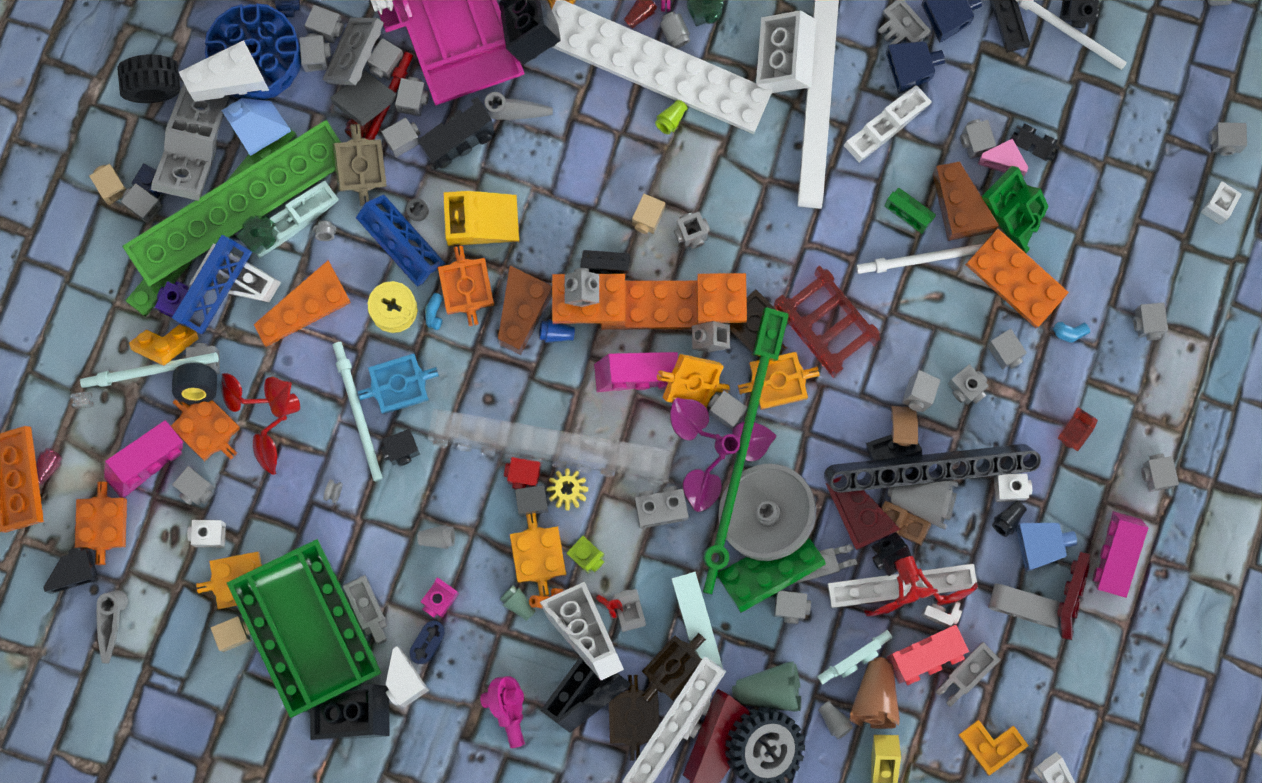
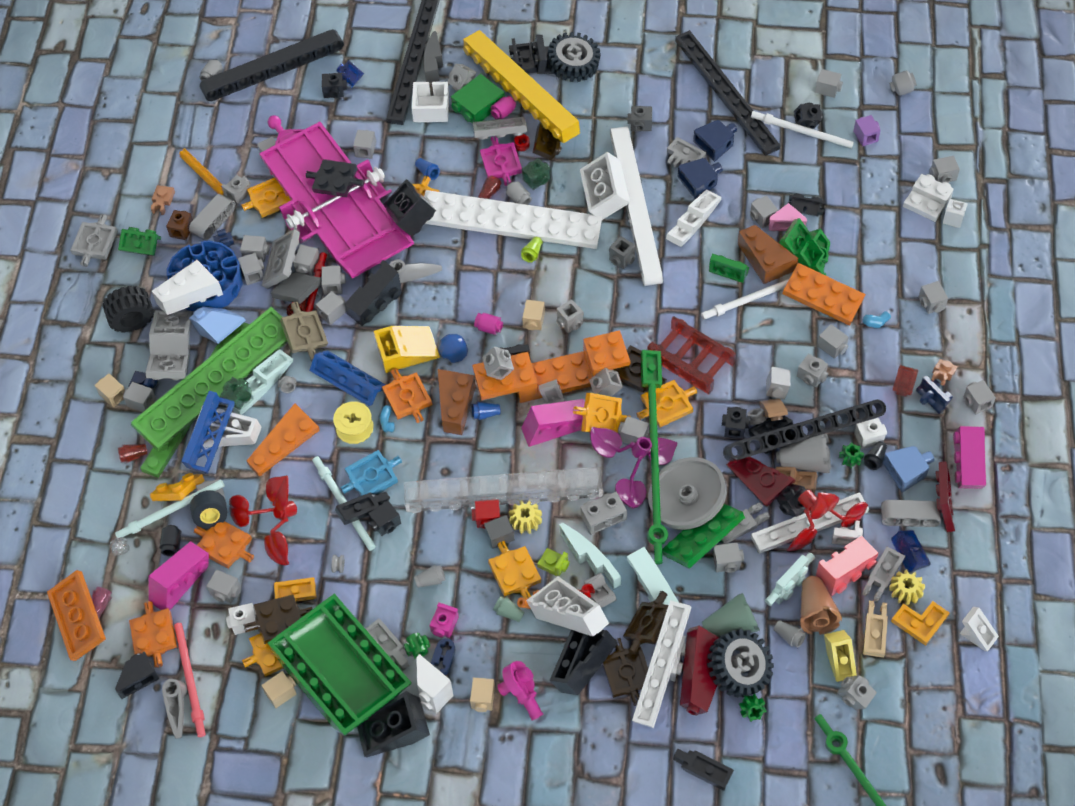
camera: 10 degrees left, 20 degrees down
(118, 276) = (131, 452): none -> clear red cone
(132, 639) = (197, 714): none -> coral bar
(142, 408) = (170, 540): none -> black brick
(170, 298) = (174, 457): dark purple brick -> none
(246, 548) = (275, 617): none -> dark brown plate
(267, 514) = (302, 589): none -> light orange plate
(376, 426) = (360, 507): none -> black hinge
(400, 622) = (416, 645): none -> green gear
(411, 206) = (359, 350): dark grey bush -> none
(460, 702) = (482, 694): none -> tan brick
(538, 233) = (453, 348): none -> blue hair
(590, 211) = (488, 323): none -> dark pink brick
(626, 552) = (585, 551): none -> light aqua slope
(641, 336) = (551, 392): none -> light grey bracket
(785, 148) = (622, 252): none -> dark grey brick
(849, 438) = (735, 422): none -> black brick
(881, 428) = (756, 416): none -> light grey bush
(935, 743) = (875, 631): none -> tan hinge
(973, 514) = (851, 455): none -> green gear
(998, 700) = (898, 587): none -> light yellow gear
(1011, 649) = (909, 545): none -> clear blue slope
(1104, 456) = (933, 394): none -> dark blue hips
(1129, 427) = (943, 371): none -> nougat plate
(1149, 50) = (867, 130): none -> medium lavender brick
(1195, 171) = (928, 197): none -> white plate

